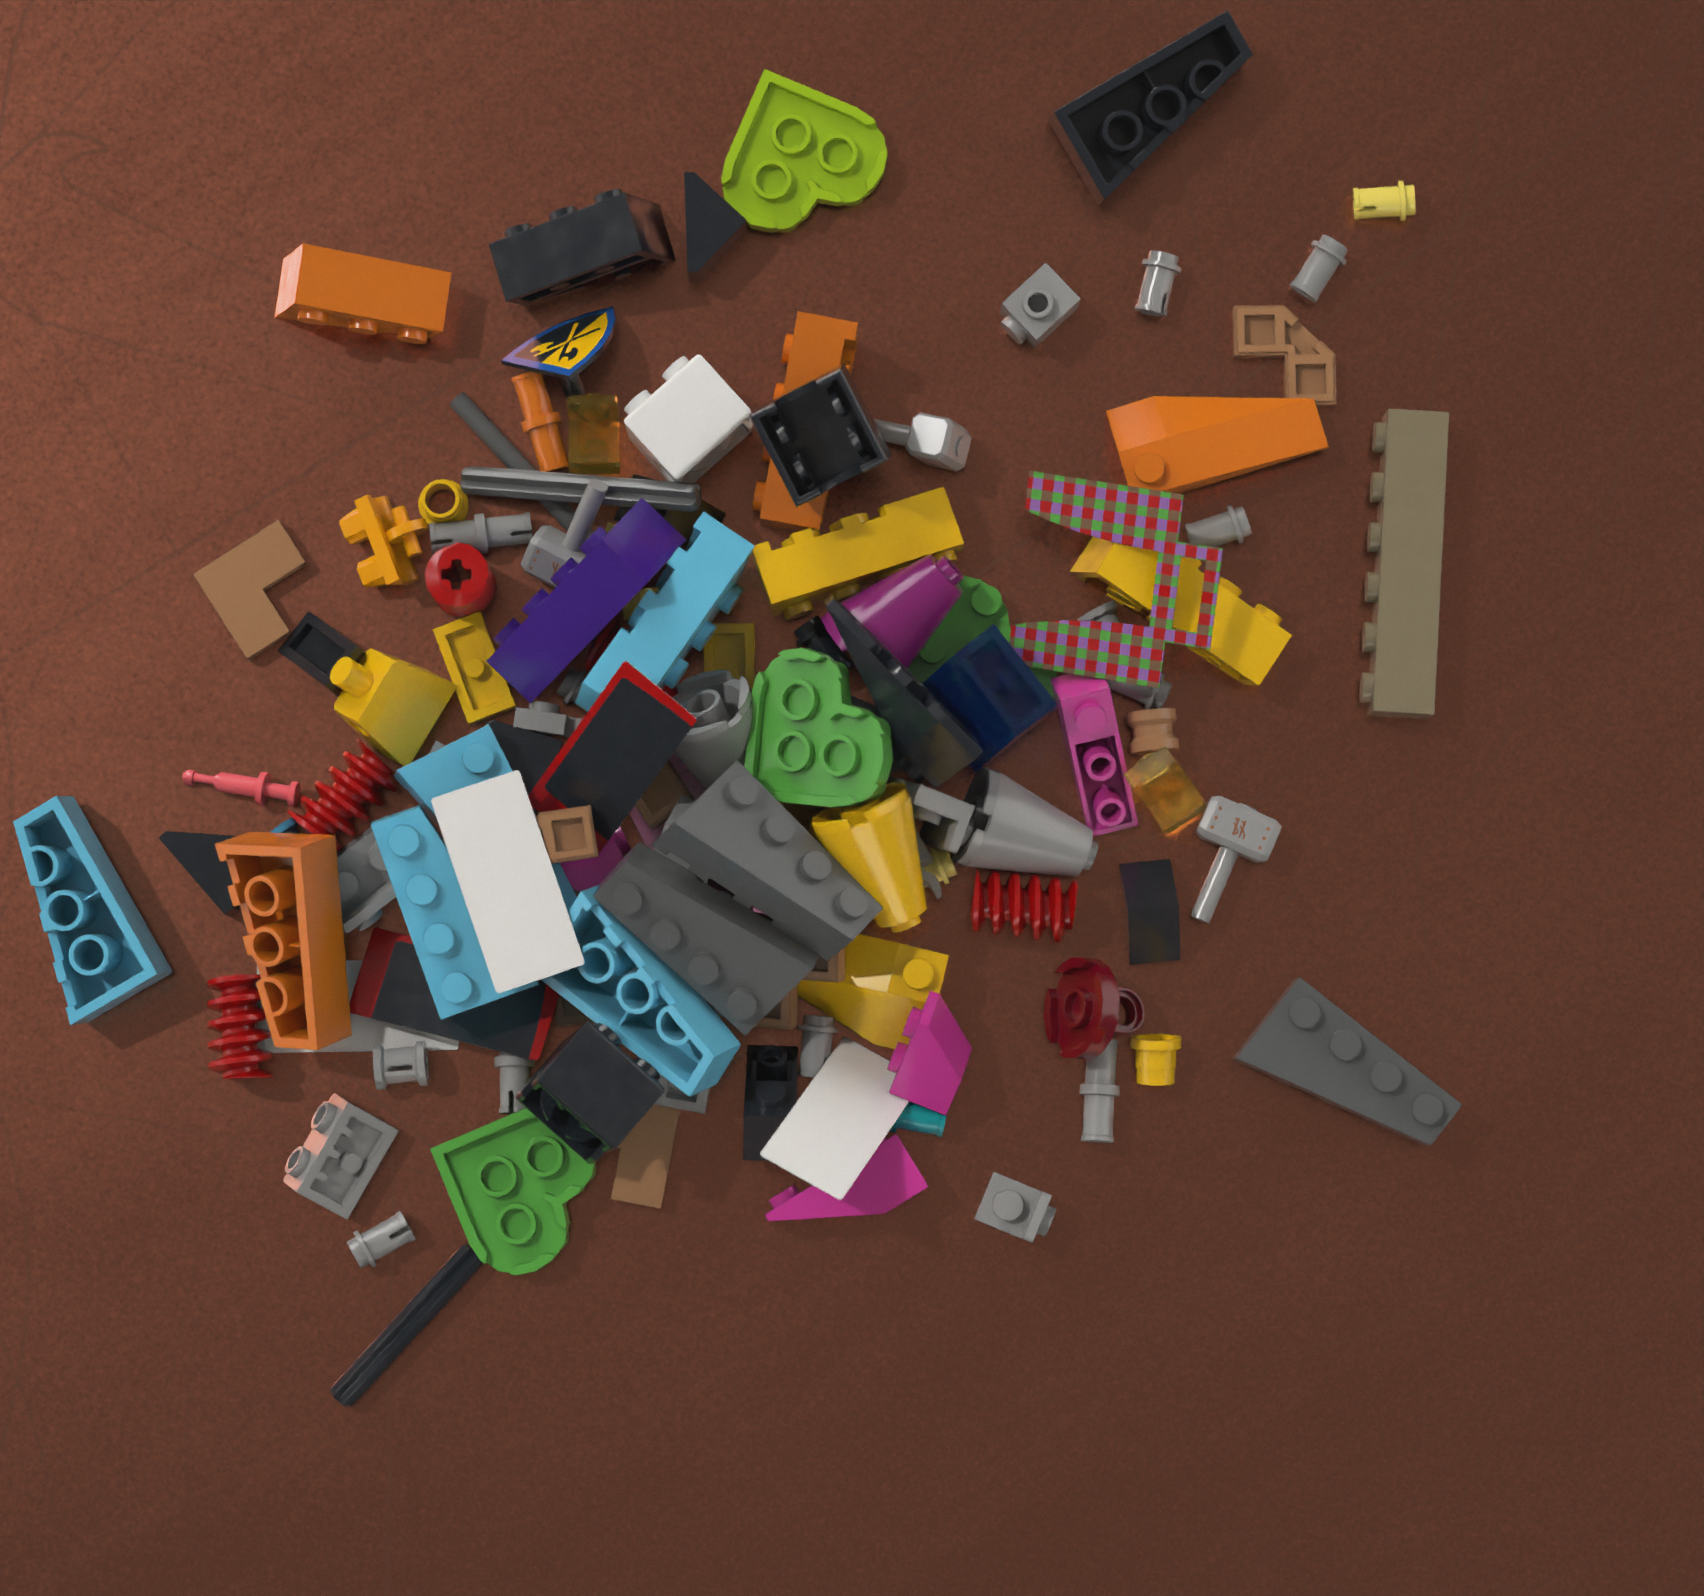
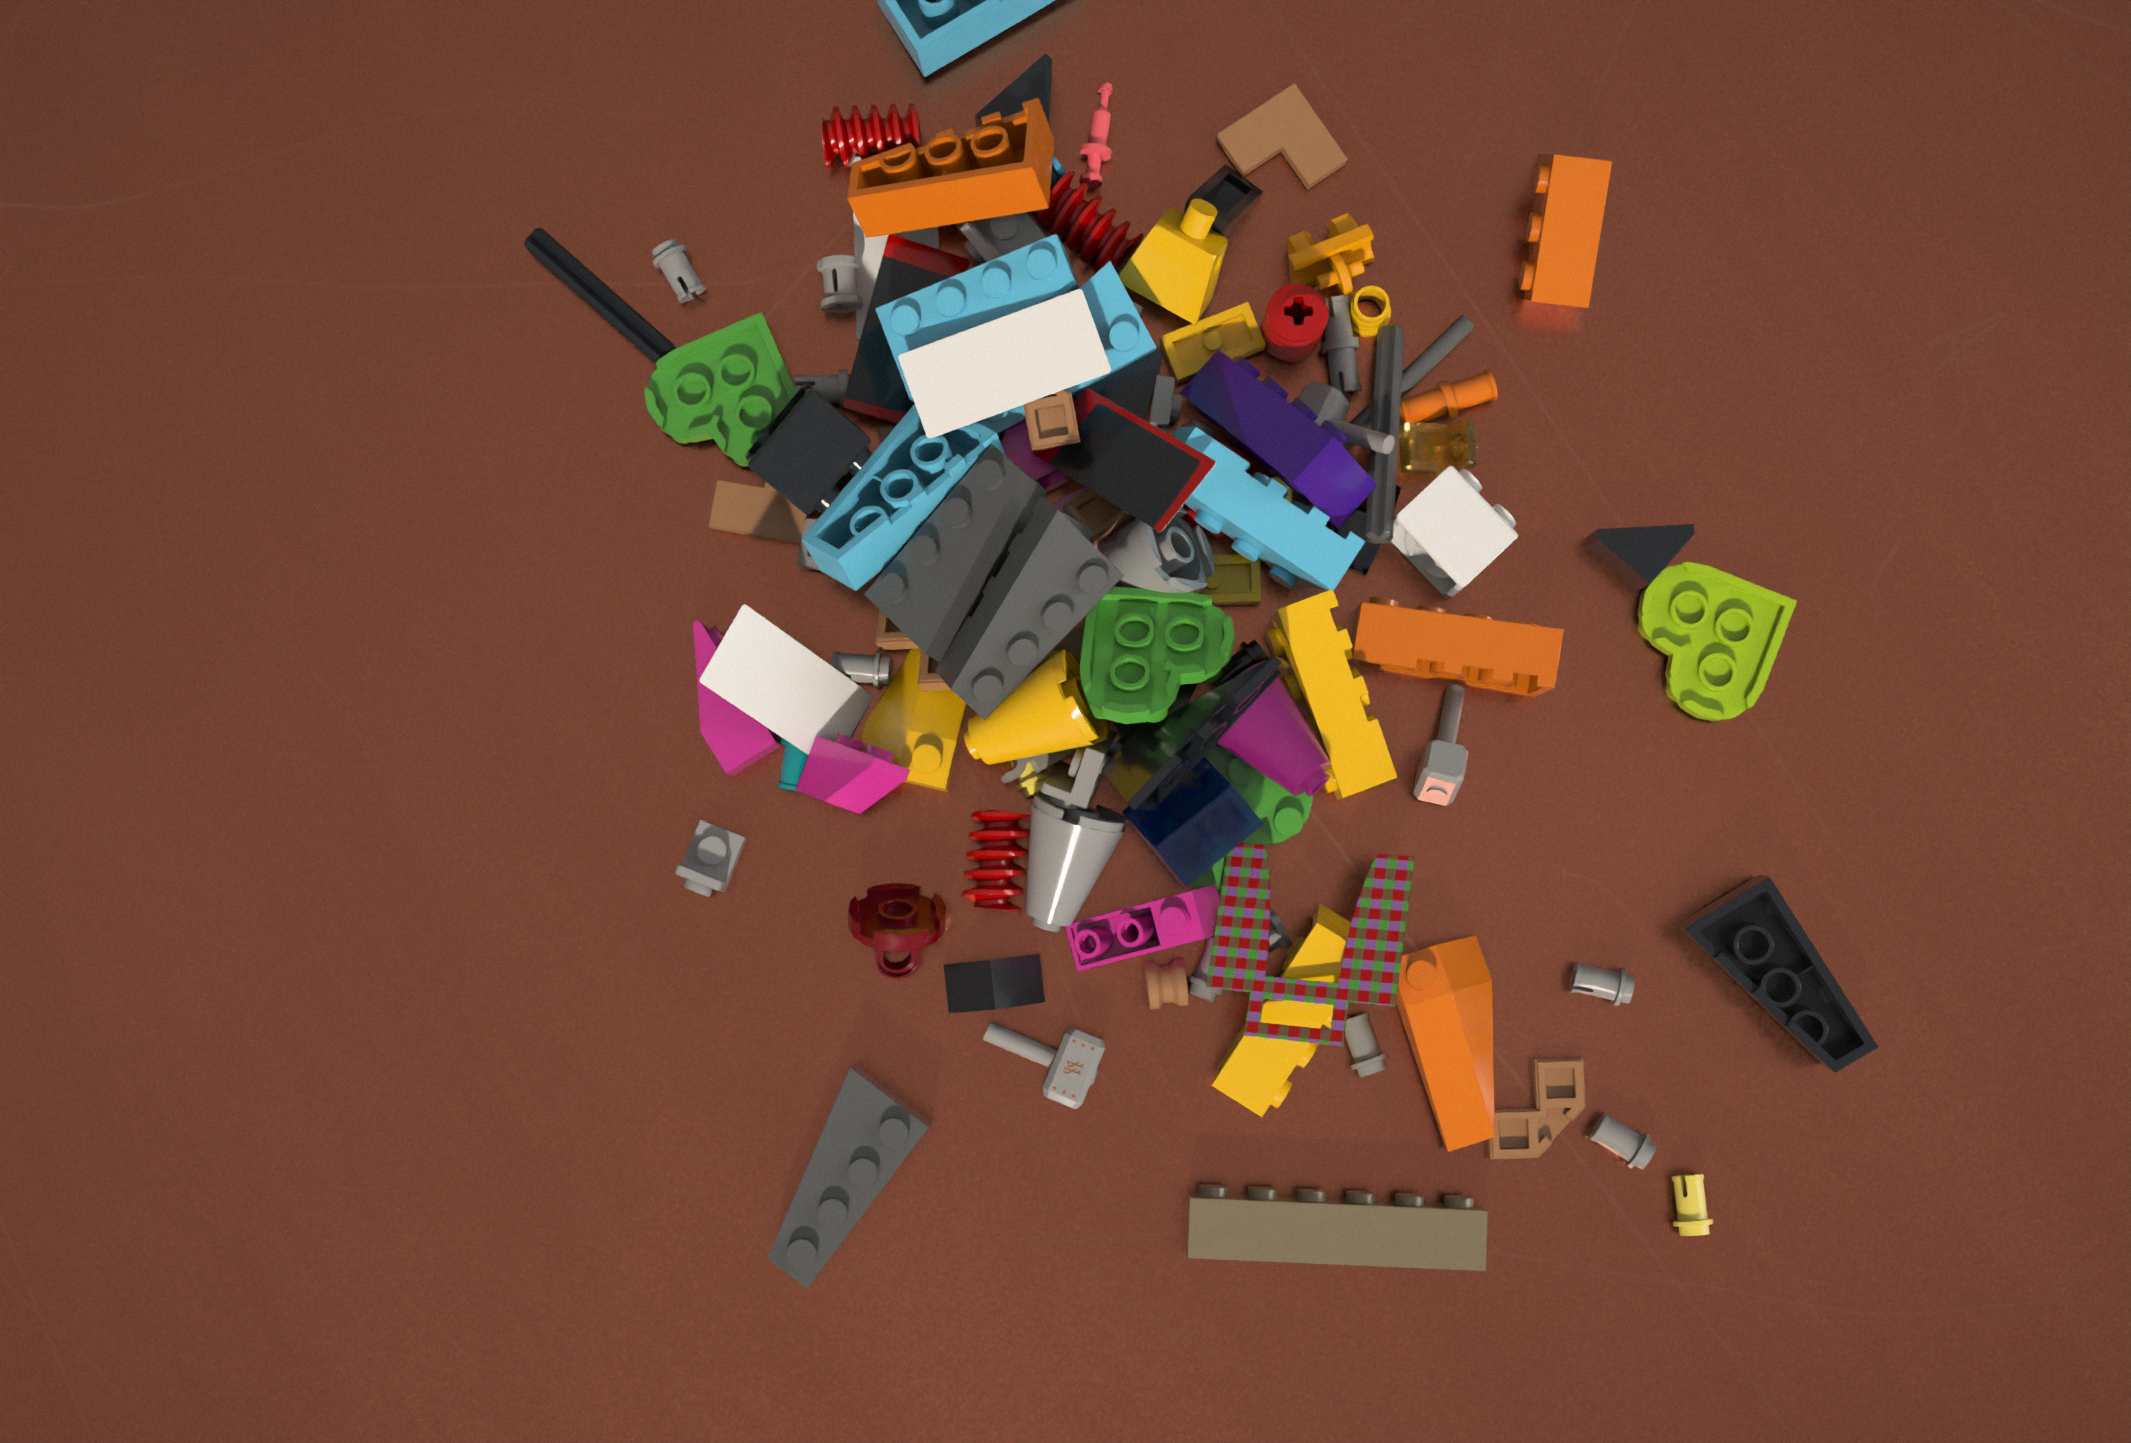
camera: 90 degrees right, 0 degrees up
(338, 1155) = (754, 229): light grey bracket -> none
(566, 348) = (1517, 420): shield -> none
(579, 247) = (1618, 430): black wedge -> none
(768, 1094) = (816, 623): black slope -> none
(820, 434) = (1443, 650): black piece -> none
(1038, 307) = (1575, 867): light grey brick -> none
(1099, 1096) = (815, 936): light grey pin -> none
(1155, 1058) = (853, 990): yellow piece -> none
(1165, 789) = (1110, 996): clear yellow bracket -> none

